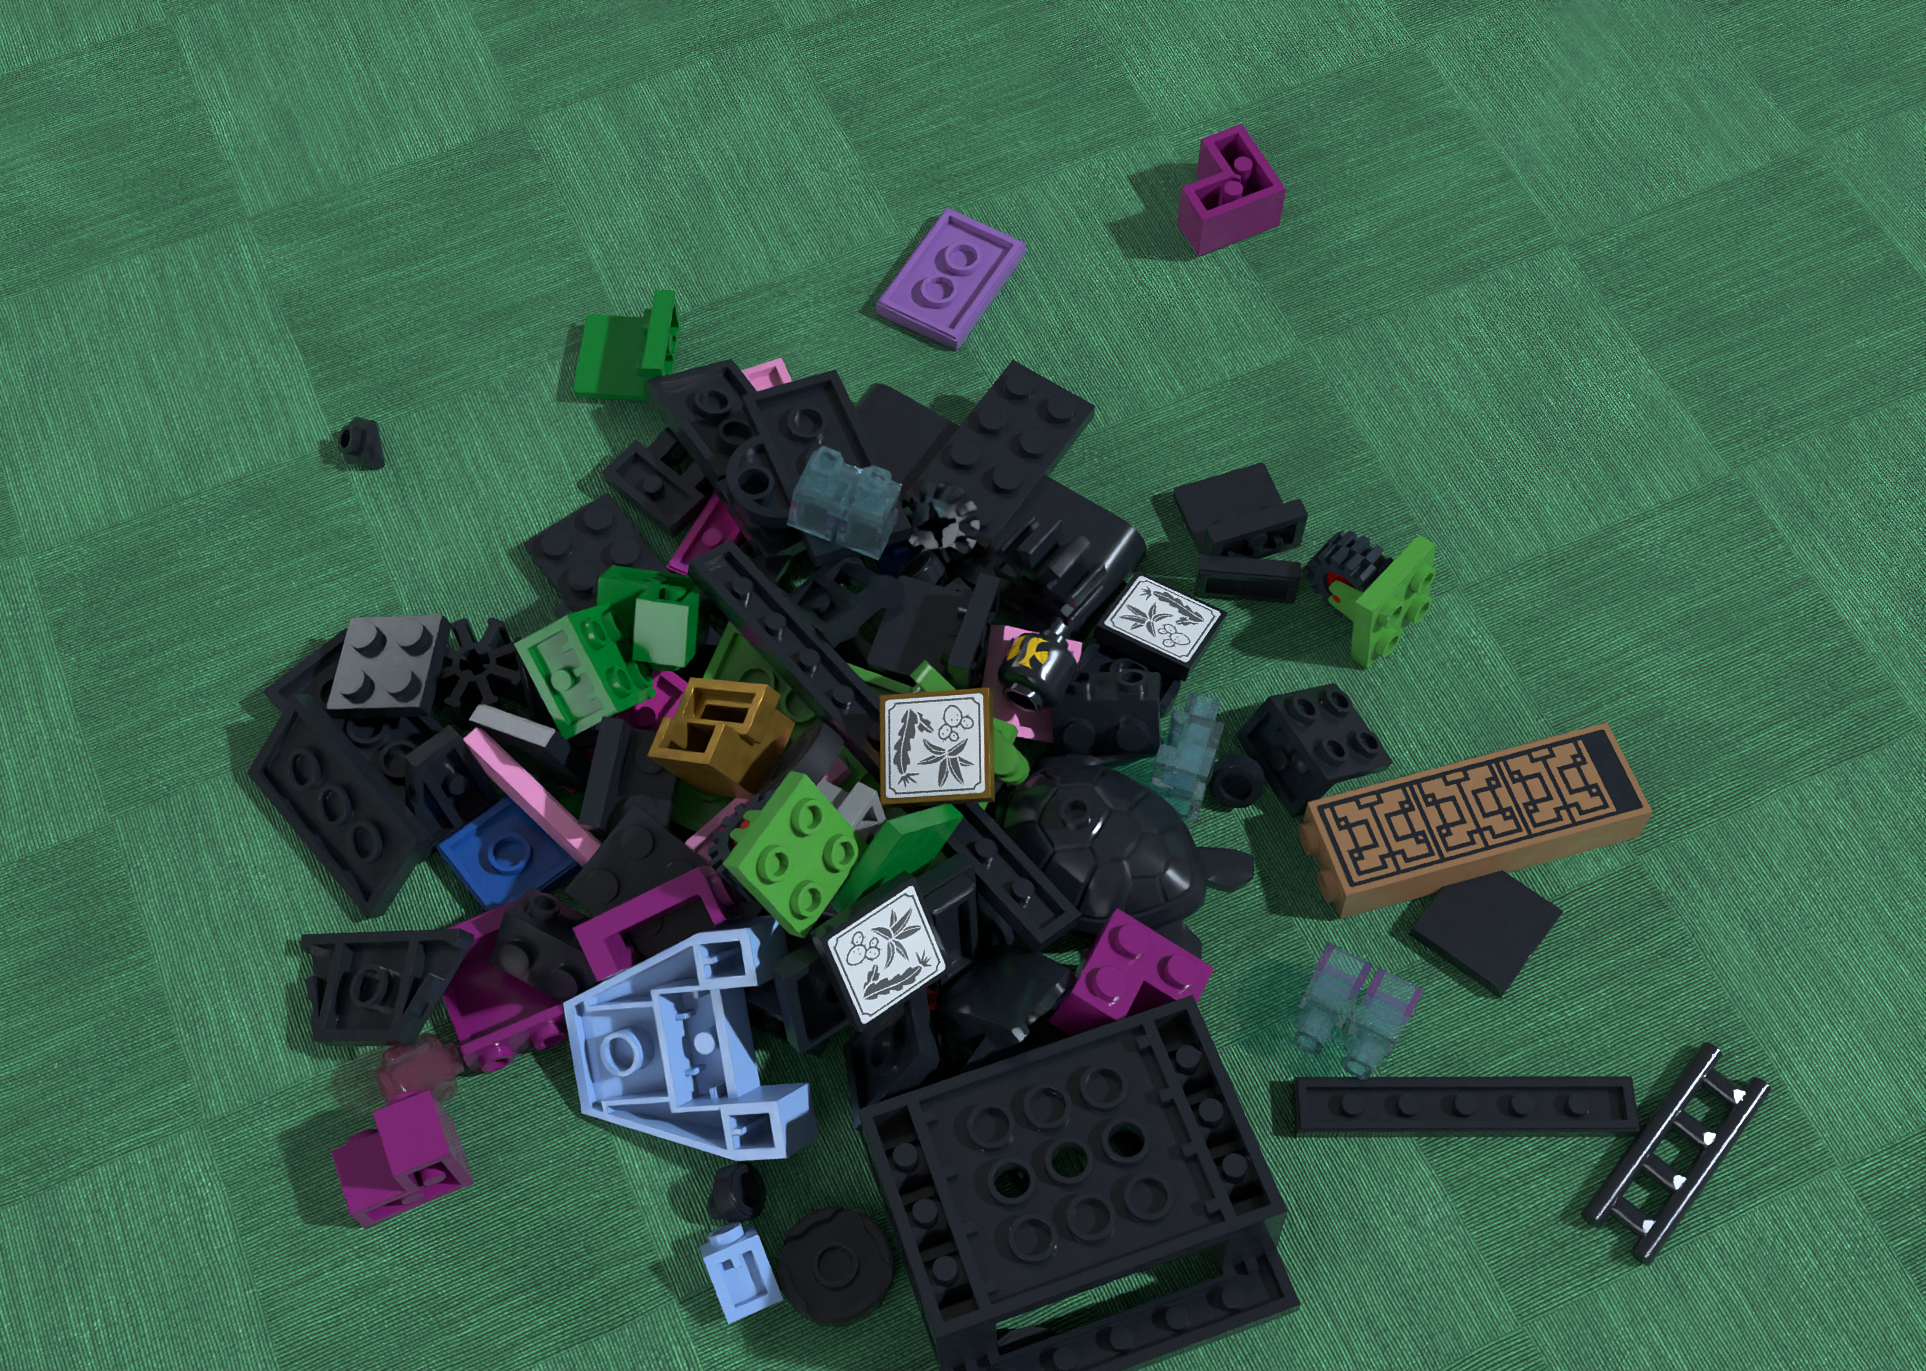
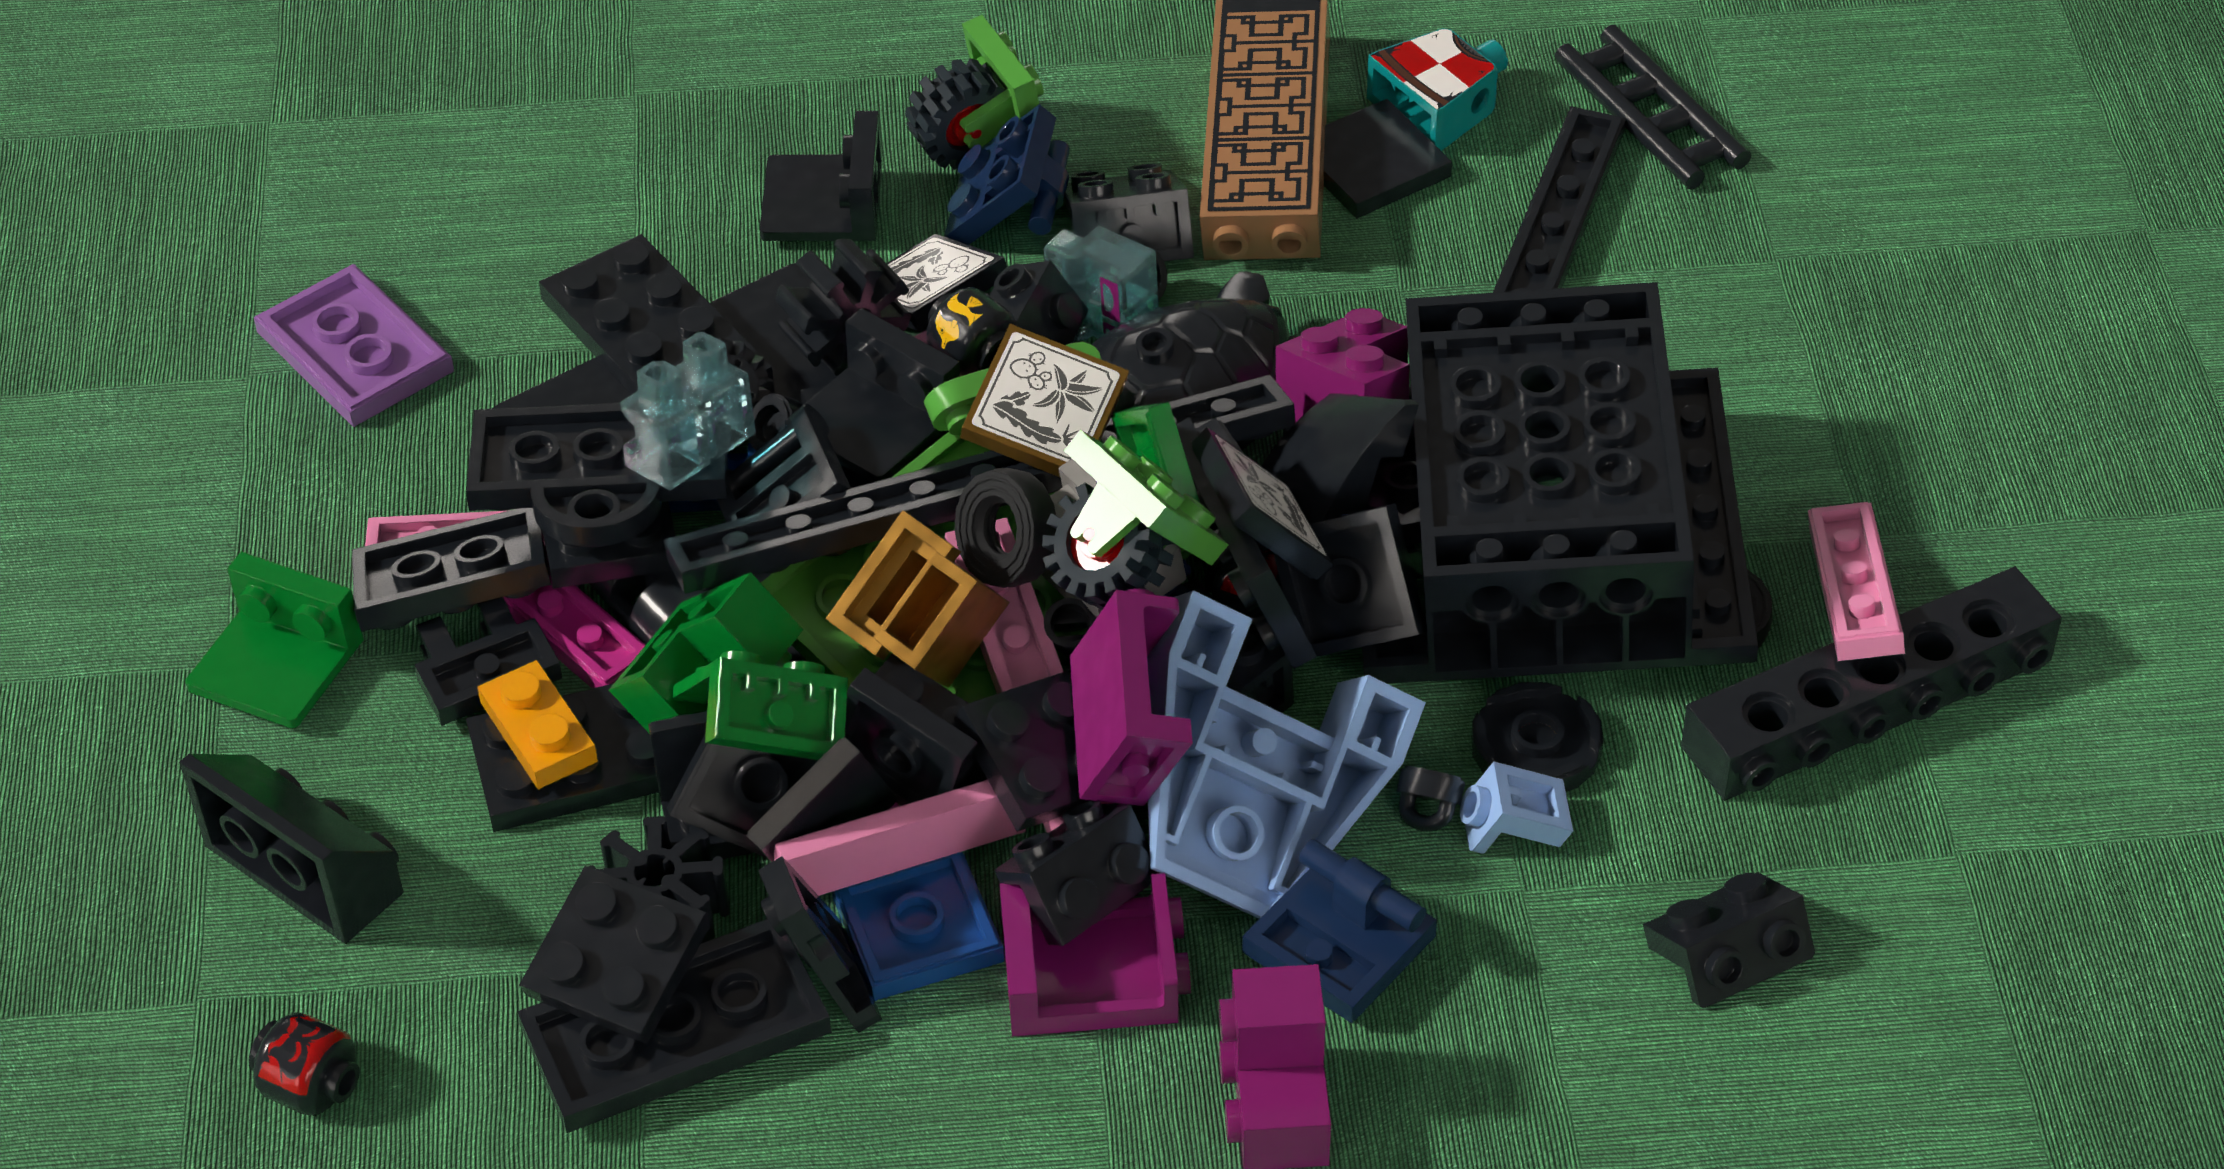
camera: 70 degrees left, 15 degrees down
(279, 521) = (304, 1063): none -> black head
(339, 805) = (778, 1053): black plate -> none
(361, 444) = (230, 957): black plate -> none
(379, 983) = (1045, 1049): black wing -> none
(420, 1068) = (1170, 1048): clear pink head -> none
(450, 430) = (292, 842): none -> black slope
(569, 1166) = (1346, 923): none -> dark blue plate
(597, 536) = (537, 724): none -> light orange plate
(1234, 193) = (412, 64): magenta brick -> none
(1247, 578) = (906, 203): black tile -> none
(1299, 641) = (1008, 173): none -> dark blue plate
(1366, 1028) = (1428, 255): clear light blue hips -> none
(1599, 951) = (1438, 82): none -> torso

